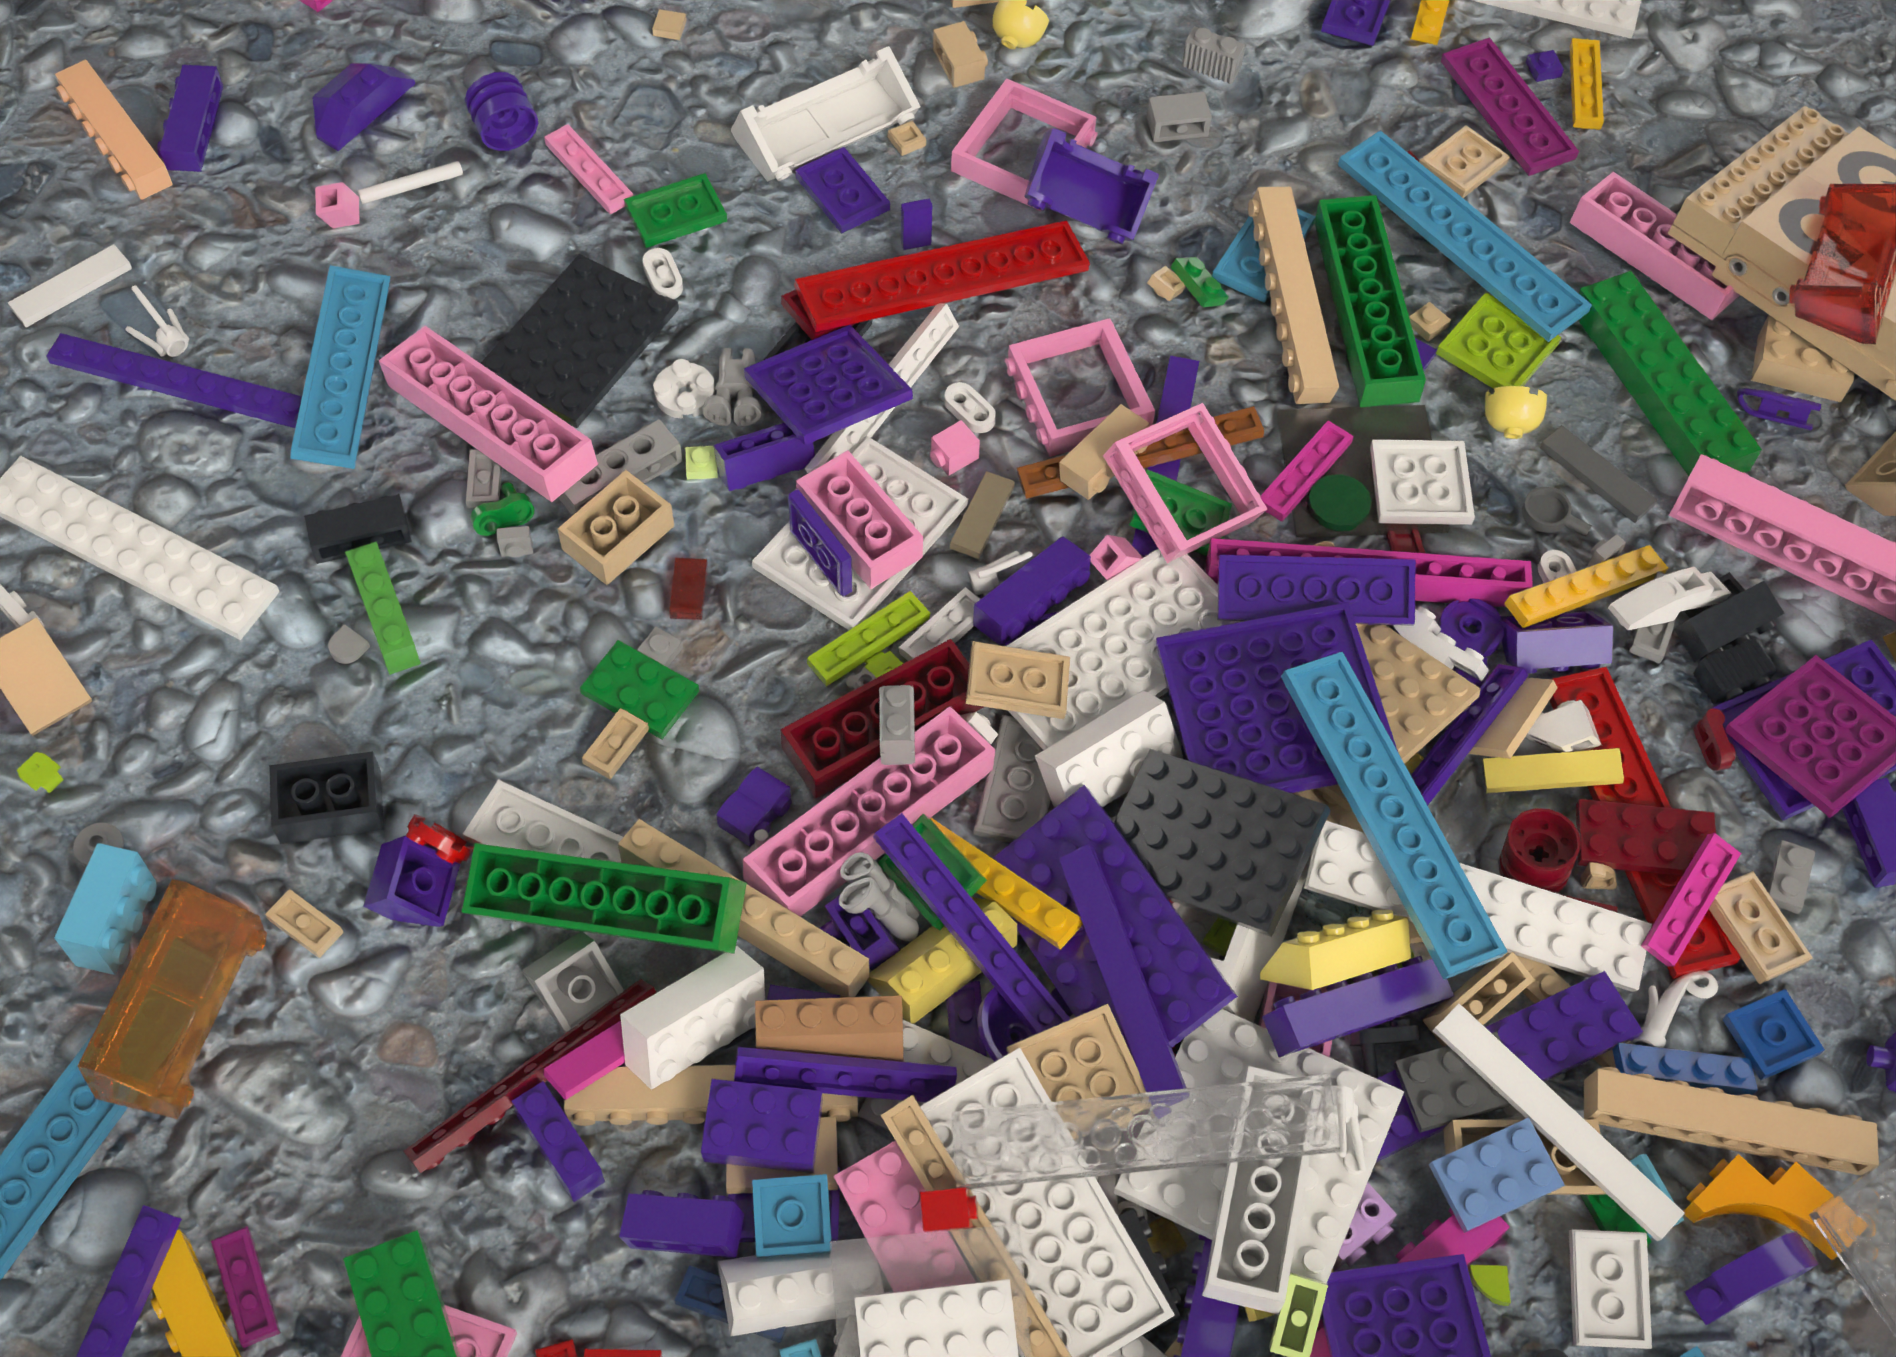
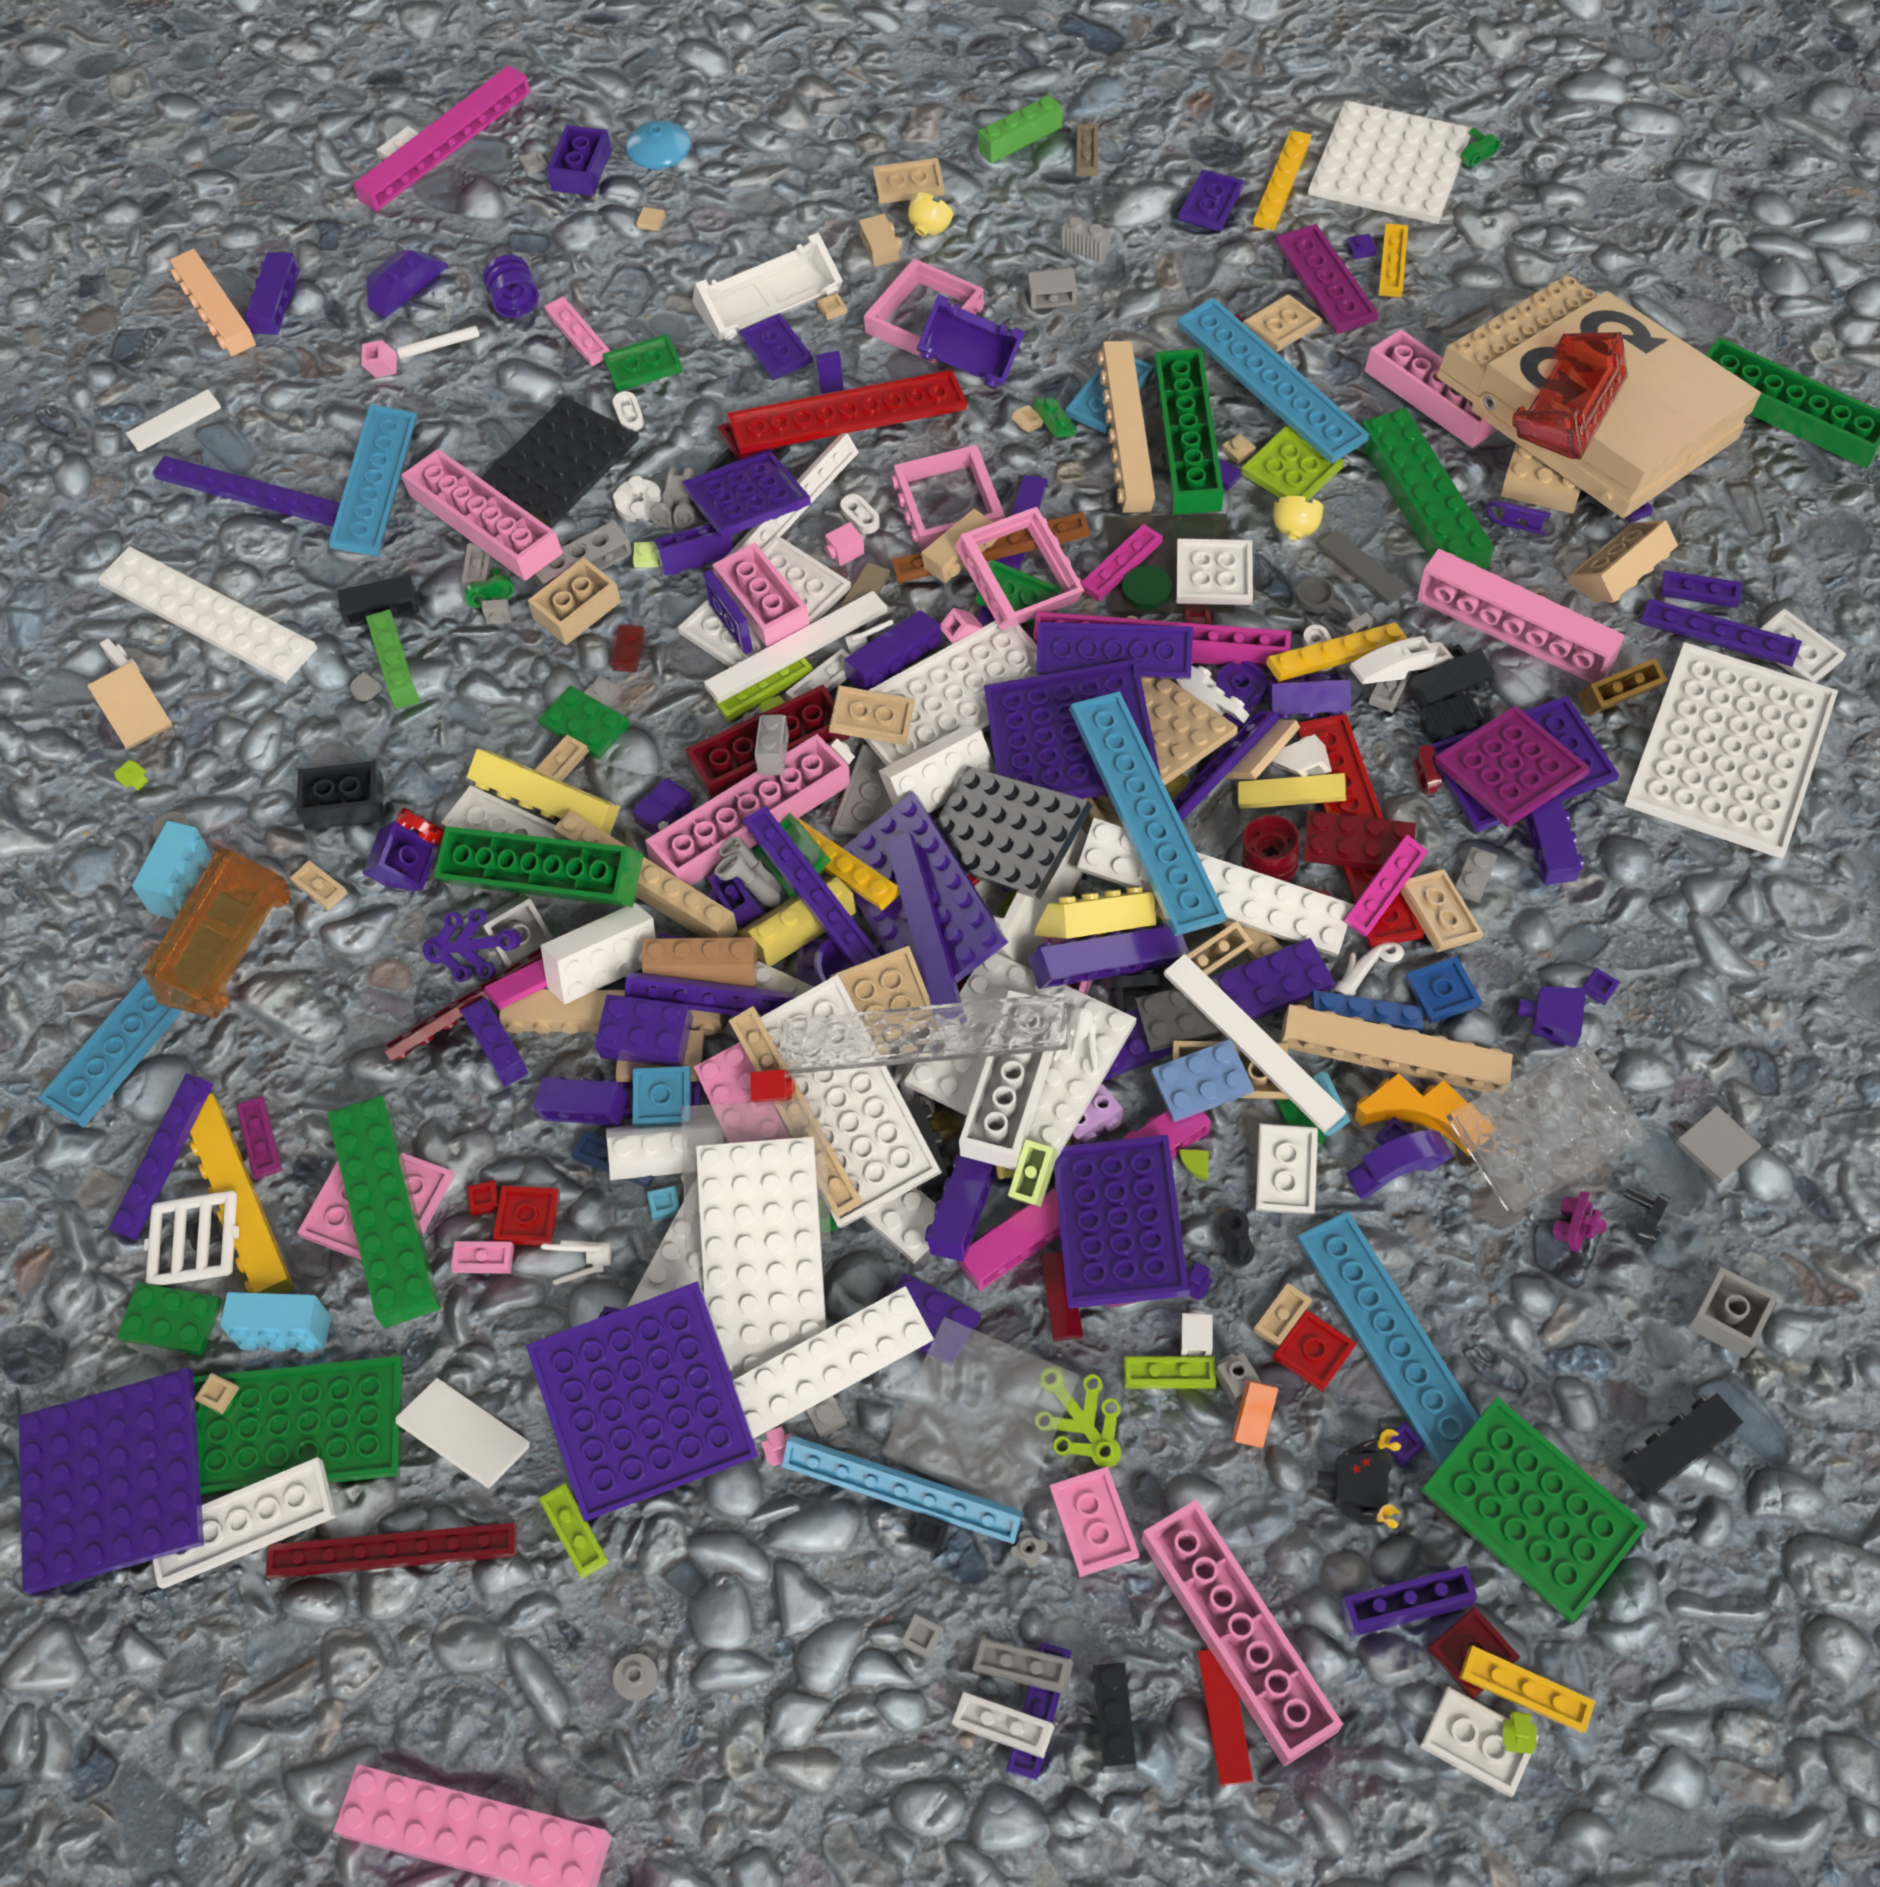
camera: 10 degrees right, 0 degrees up
(169, 338) = (246, 460): white plant -> none
(512, 1007) = (465, 945): none -> dark purple plant
(592, 787) = (539, 790): none -> light yellow brick
(906, 587) = (795, 647): none -> white tile
(1598, 877) = (1320, 871): tan tile -> none
(1738, 1236) = (1391, 1131): none -> dark purple tile

